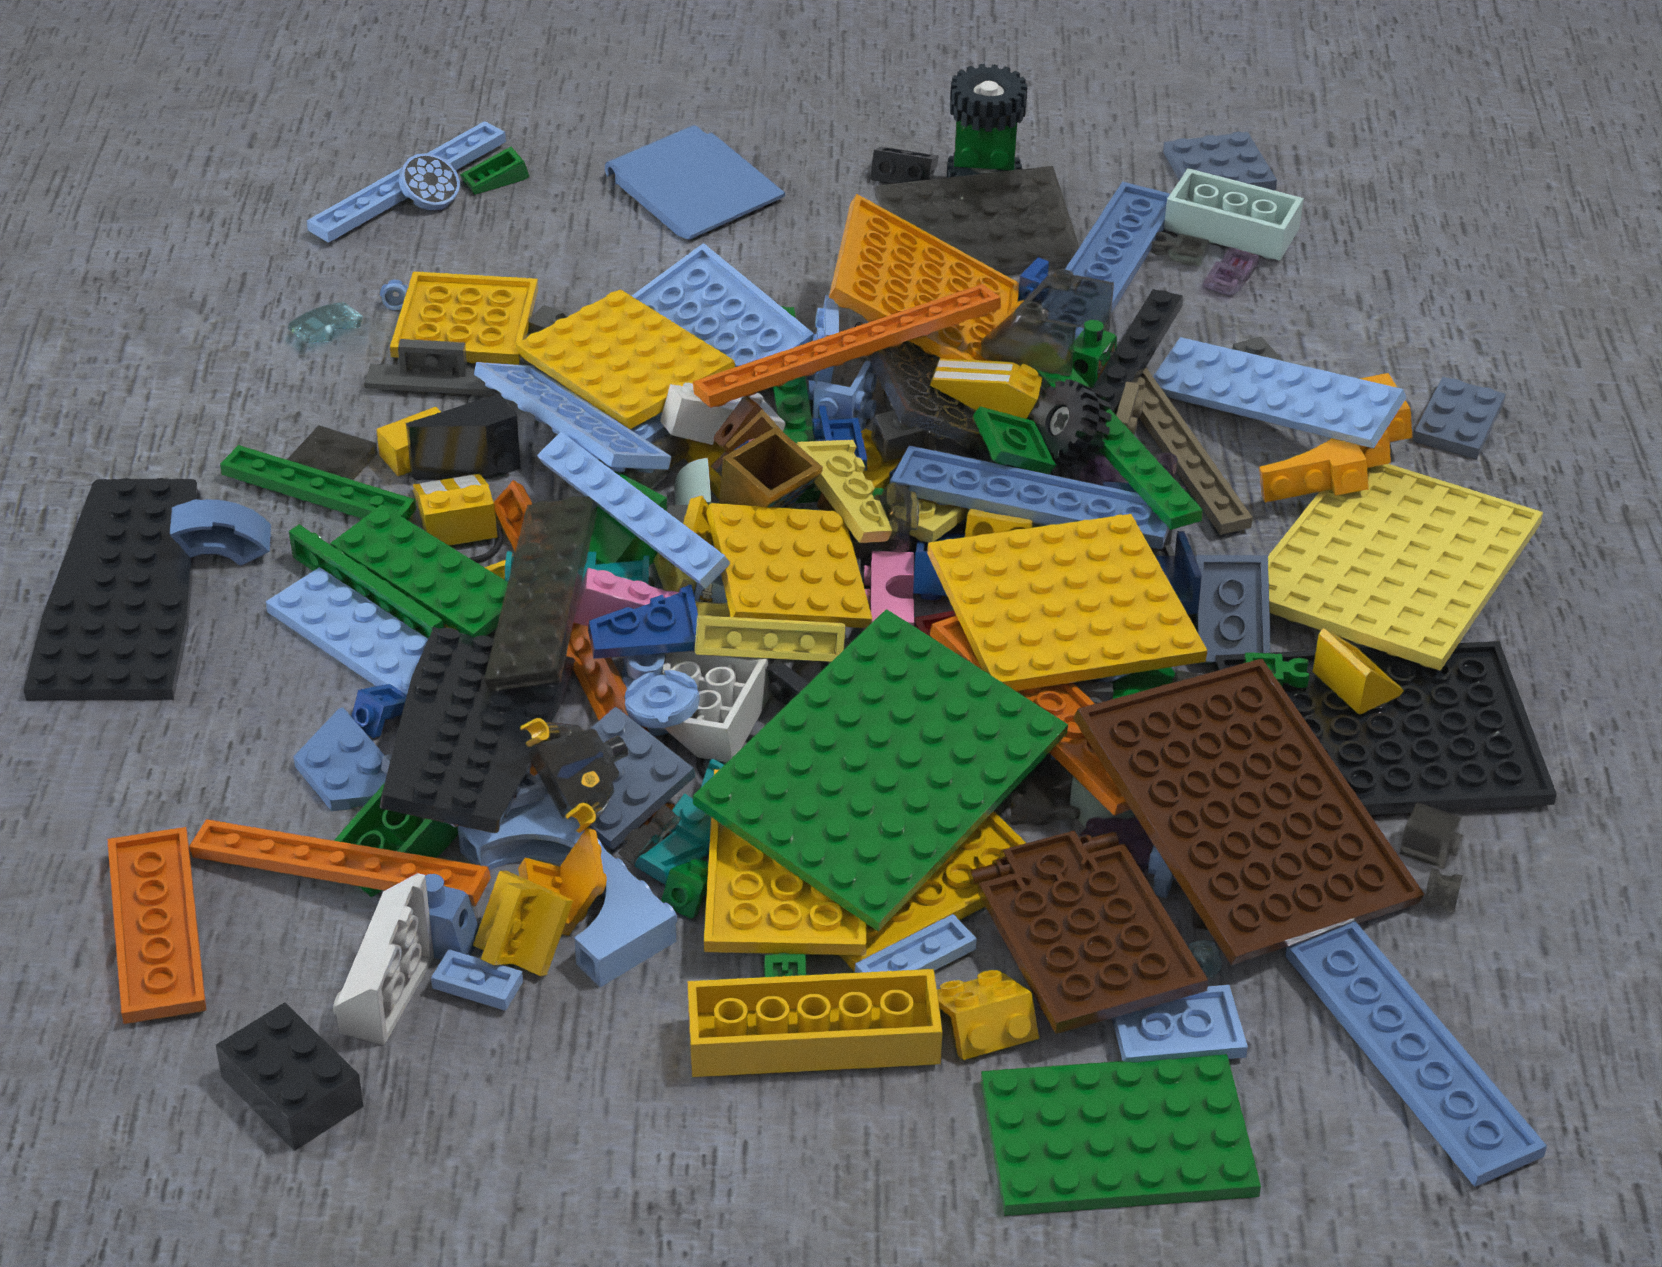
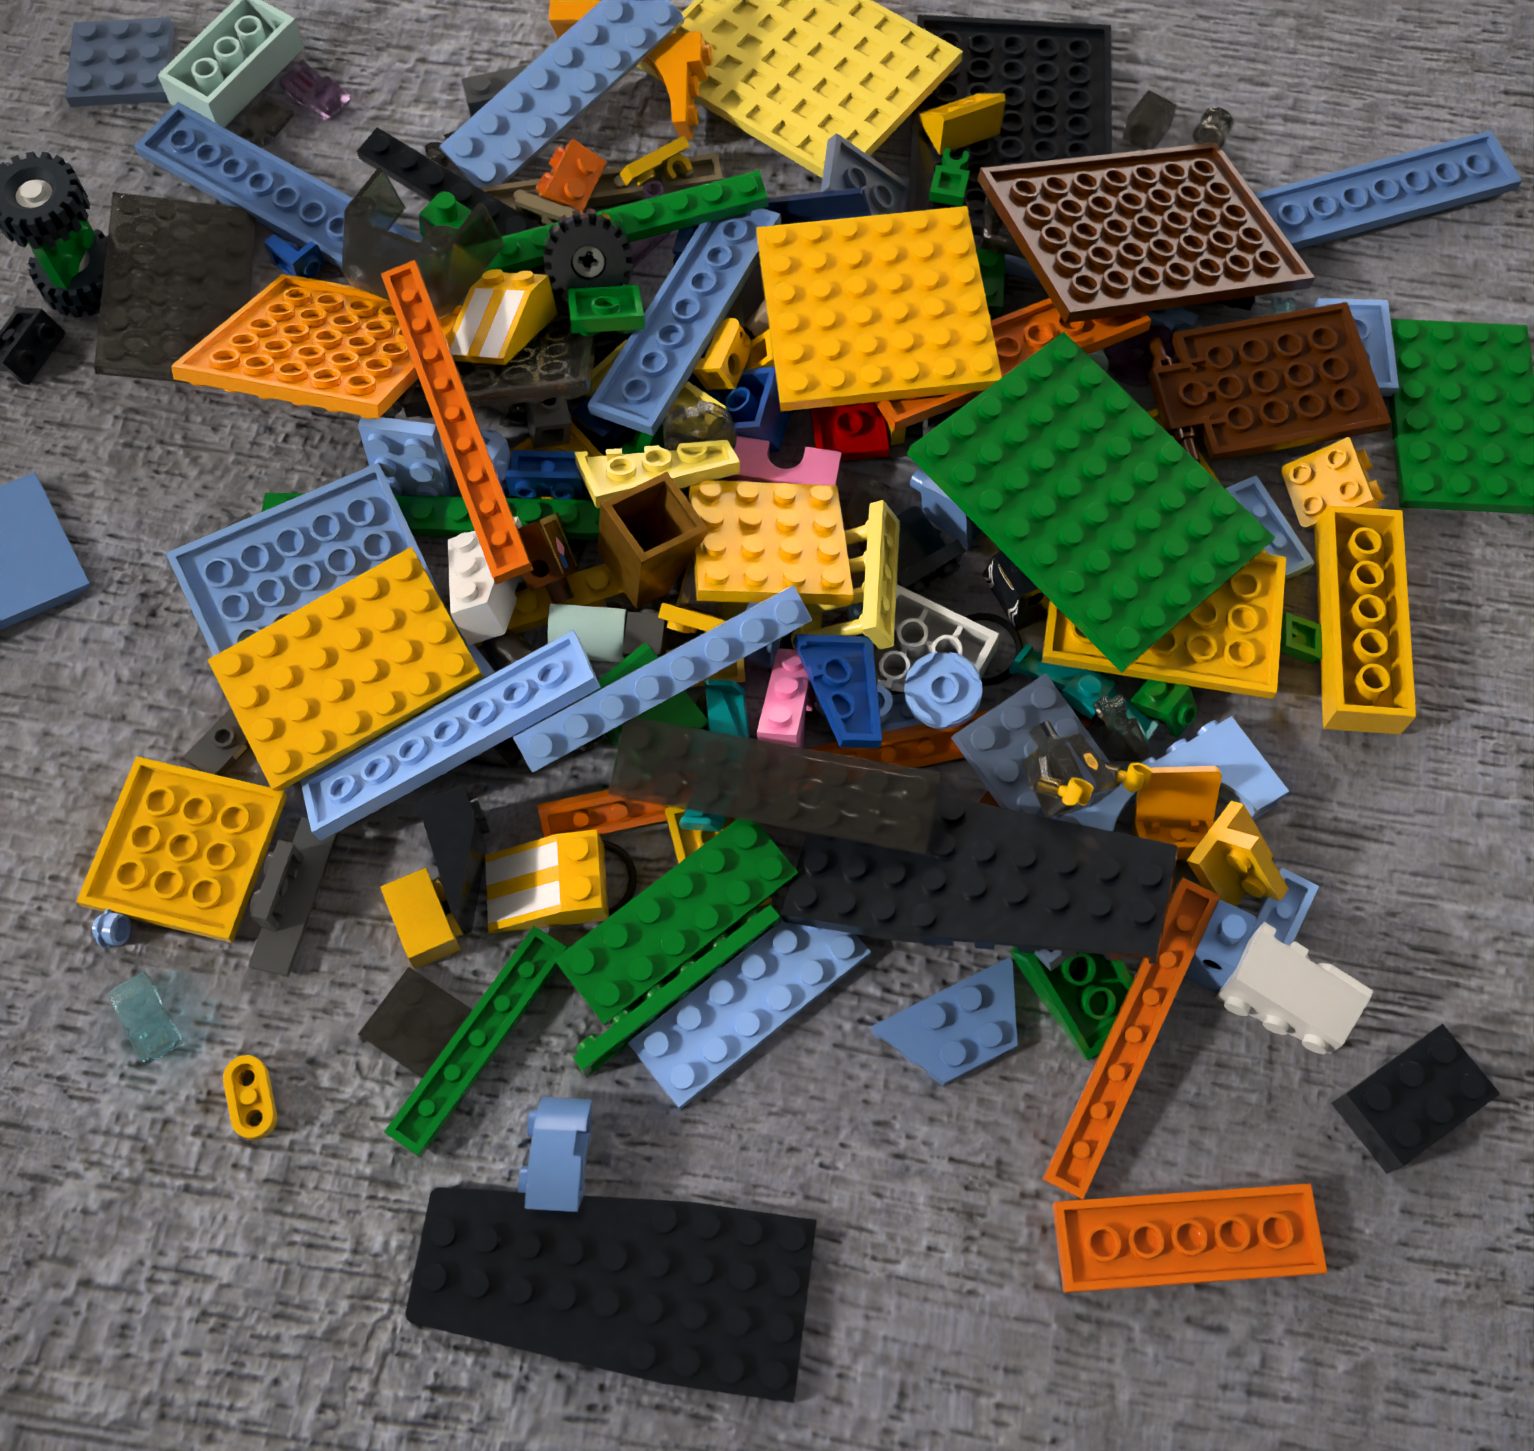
camera: 80 degrees left, 25 degrees up
(264, 381) = (250, 1099): none -> yellow plate
(376, 705) = (879, 984): blue bracket -> none
(1173, 419) = (572, 176): none -> orange bracket
(1216, 469) = (643, 168): none -> yellow plate

